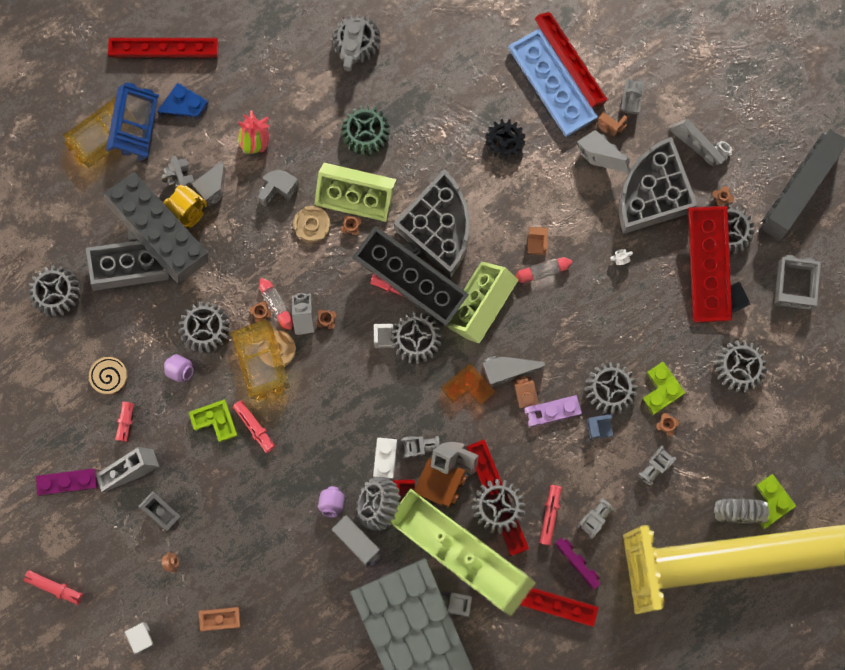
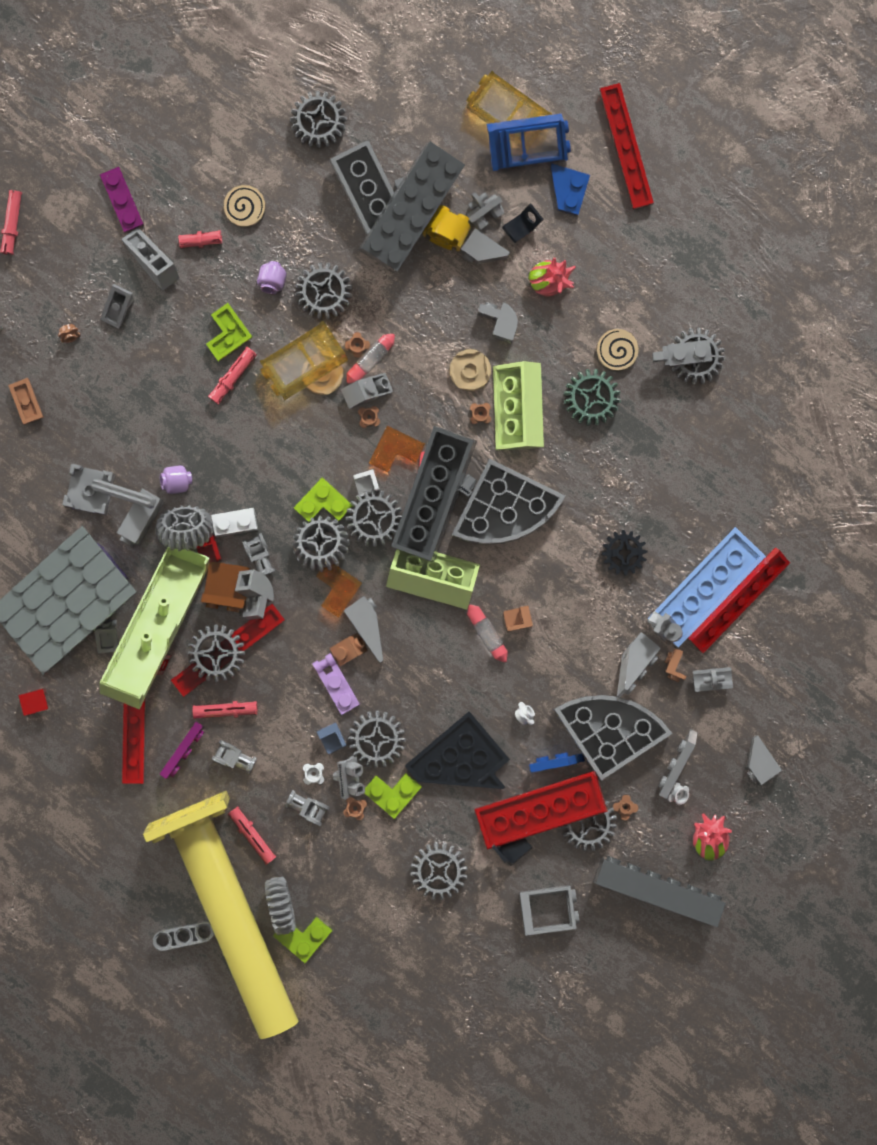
camera: 65 degrees right, 10 degrees up
(202, 147) = (522, 224): none -> black bracket
(317, 583) = (82, 496): none -> light grey panel
(331, 100) = (617, 349): none -> tan tile
(331, 547) = (123, 493): none -> light grey axle
(356, 305) = (392, 444): none -> clear orange plate
(384, 377) = (321, 496): none -> lime plate
(426, 371) = (304, 541): none -> light grey gear
(579, 118) = (665, 627): none -> light grey hips
(632, 452) = (308, 773): none -> white plate
(637, 421) = (348, 778): none -> light grey hips
(645, 321) = (460, 757): none -> black wing
(671, 237) = (561, 760): none -> blue wing
(691, 513) = (266, 855): none -> coral pin
(711, 77) = (761, 762): none -> light grey slope
(752, 599) = (173, 936): none -> light grey beam
(767, 132) = (711, 838): none -> coral hair

